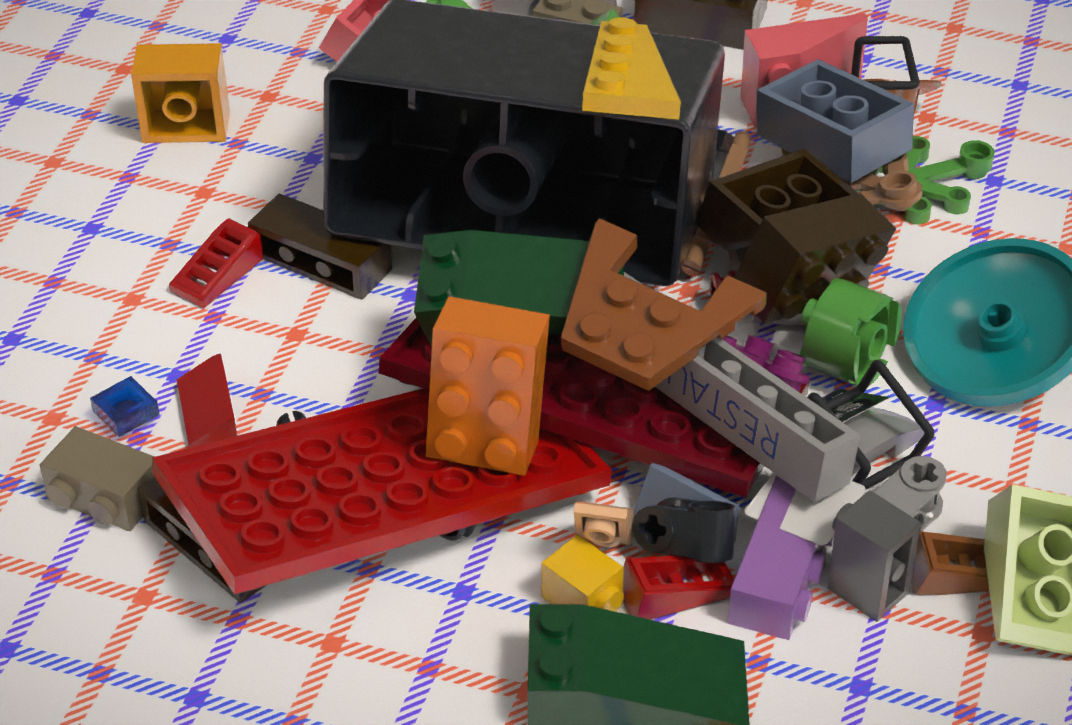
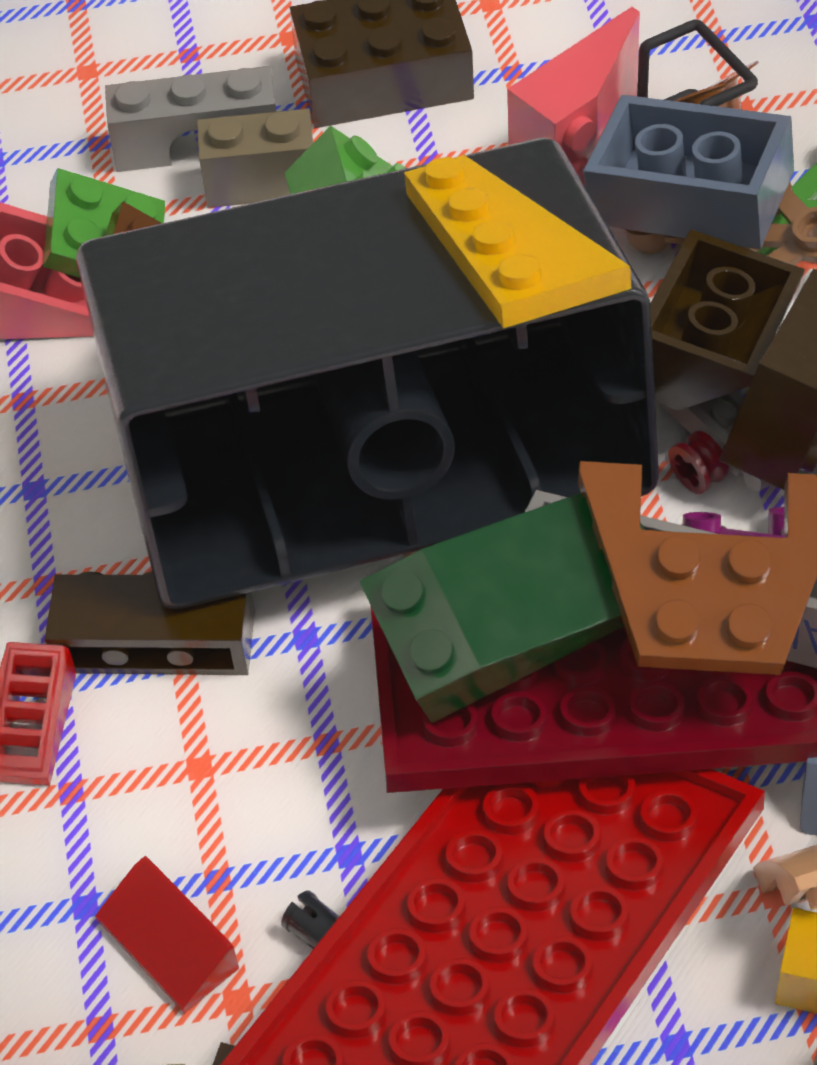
camera: 25 degrees left, 10 degrees up
(124, 406) = (61, 995): clear blue plate -> none
(486, 385) = (595, 767): orange brick -> none

